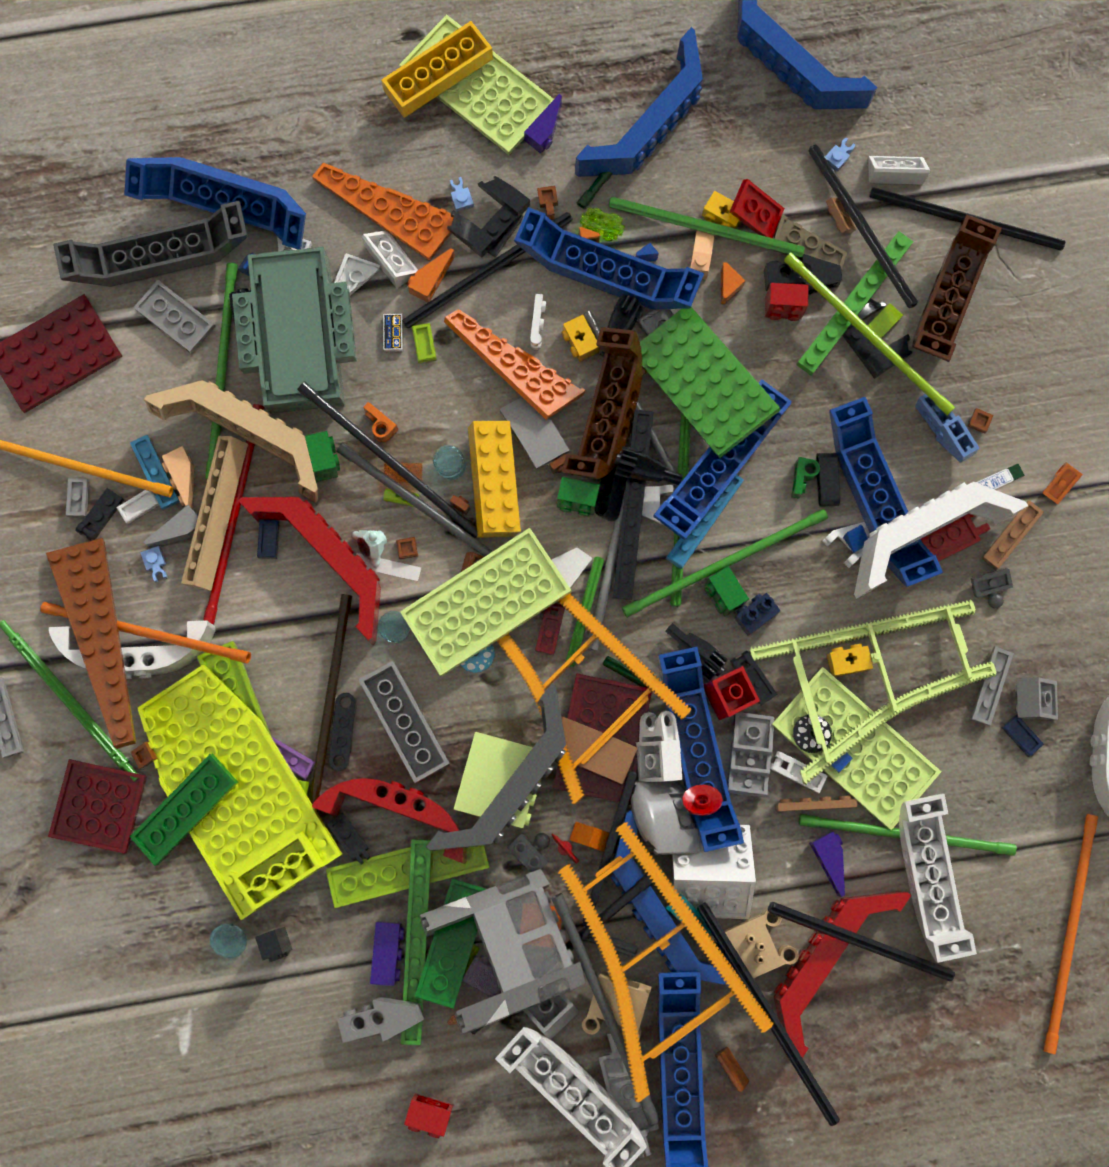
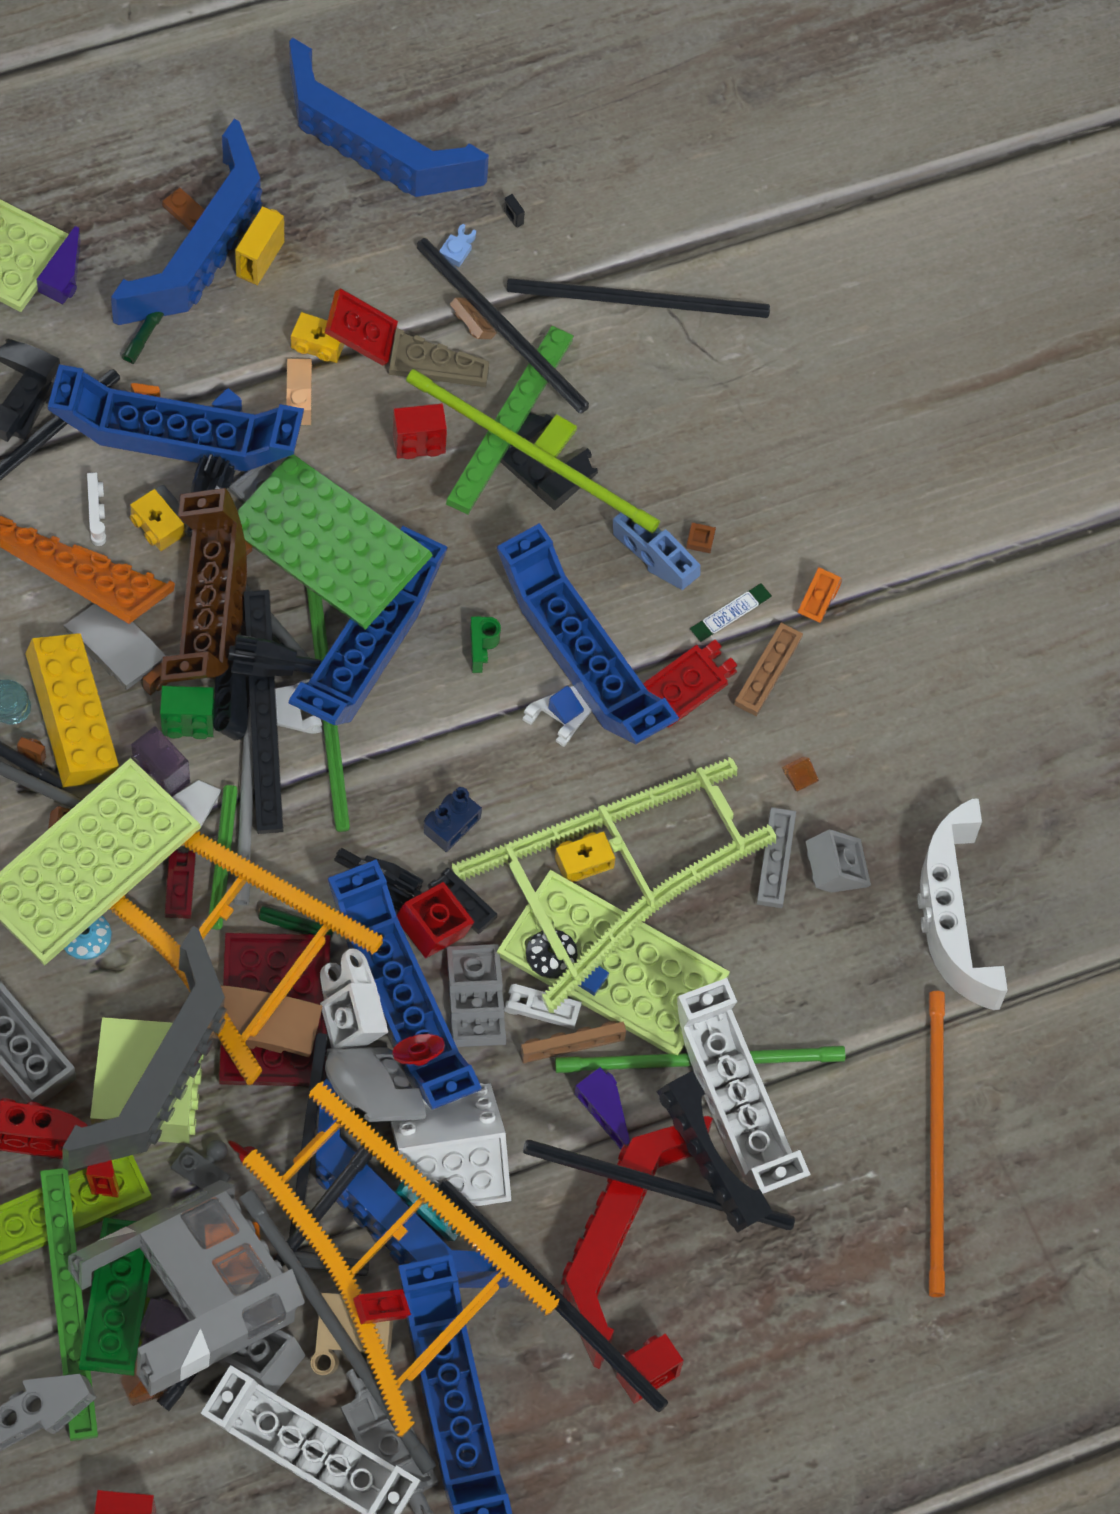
camera: 15 degrees left, 15 degrees down
(386, 953) = (31, 1328): dark purple brick -> none
(548, 198) = (83, 356): dark orange plate -> none
(551, 533) = (161, 761): none -> clear purple brick
(589, 836) = (279, 1134): orange slope -> none
(607, 224) = (167, 375): clear neon green brick -> none
(639, 605) = (293, 832): bright green piece -> none
(641, 1004) = (381, 1306): none -> red plate
(642, 92) = (183, 208): none -> dark orange plate
(684, 548) = (352, 734): dark azure tile -> none
(693, 131) = (260, 245): none -> yellow brick
(707, 227) = (297, 358): bright green axle -> none
(725, 591) = (405, 796): green brick -> none
(730, 283) = (344, 422): orange slope -> none
(732, 1069) = (522, 1391): dark orange slope -> none
(756, 946) = (527, 1227): tan piece -> none
(825, 271) = (466, 387): black brick -> none
(828, 479) = (515, 641): black beam -> none
(832, 1072) = (656, 1362): none -> red brick
(886, 133) = (514, 211): none -> black tile
(893, 883) = (739, 1201): none -> black arch
(897, 170) = (536, 253): white slope -> none
(922, 521) = (652, 657): white slope -> none
(954, 287) = (635, 377): reddish brown slope -> none
(991, 584) = (753, 733): dark grey plate -> none
(1021, 620) = (800, 773): none -> clear orange slope
(1022, 735) = (828, 912): dark blue tile -> none

